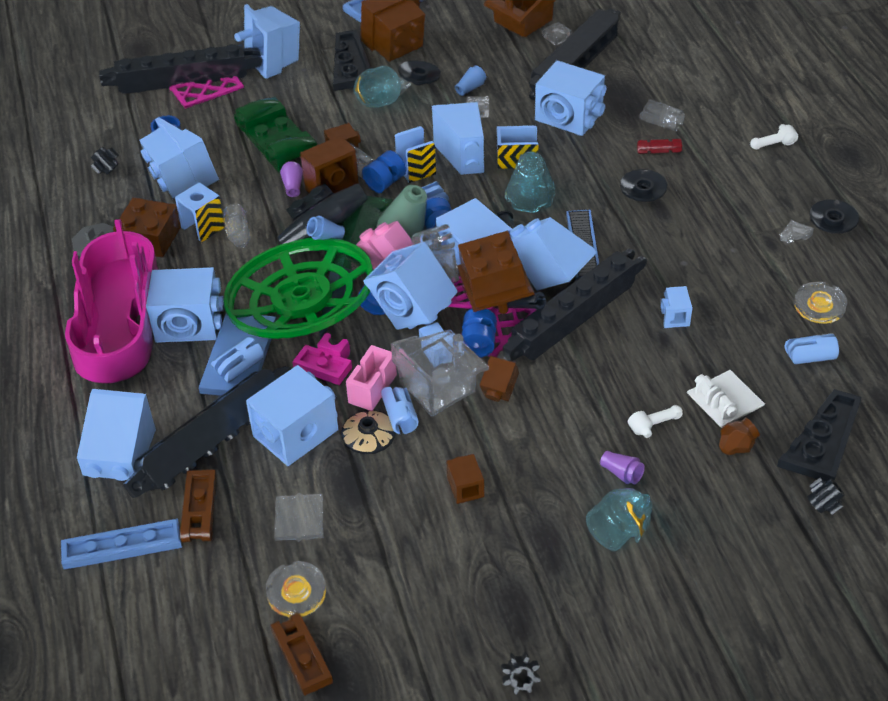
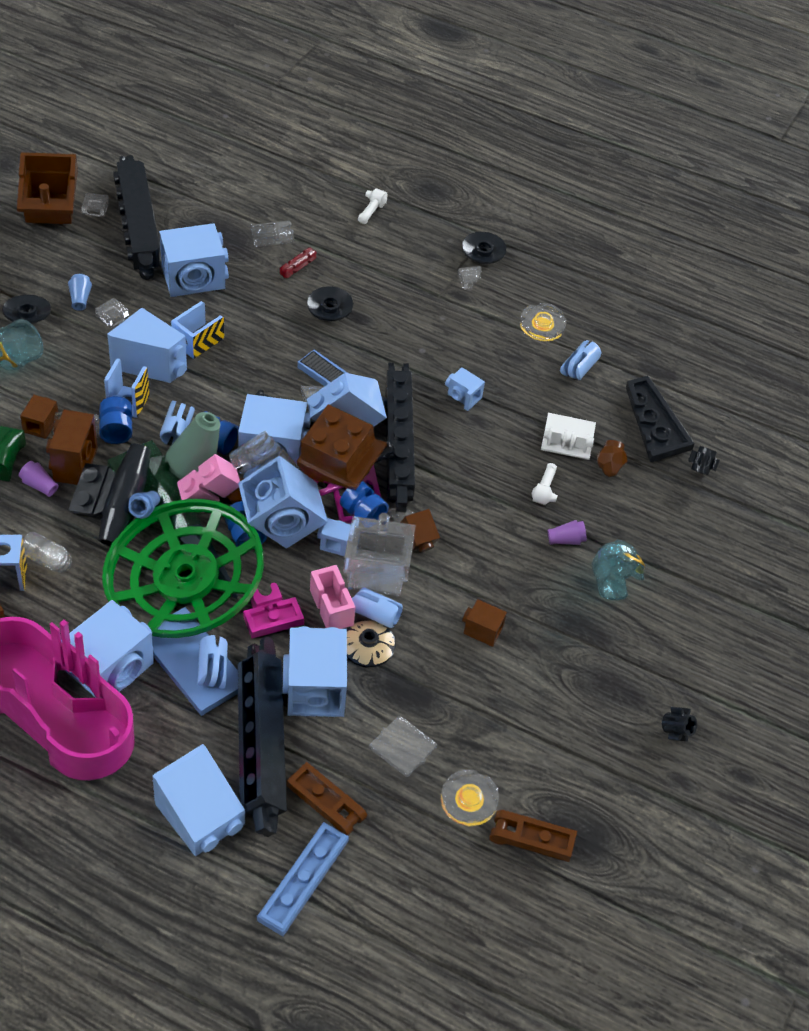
camera: 55 degrees left, 5 degrees up
(530, 184) = (248, 357): clear light blue cone -> none

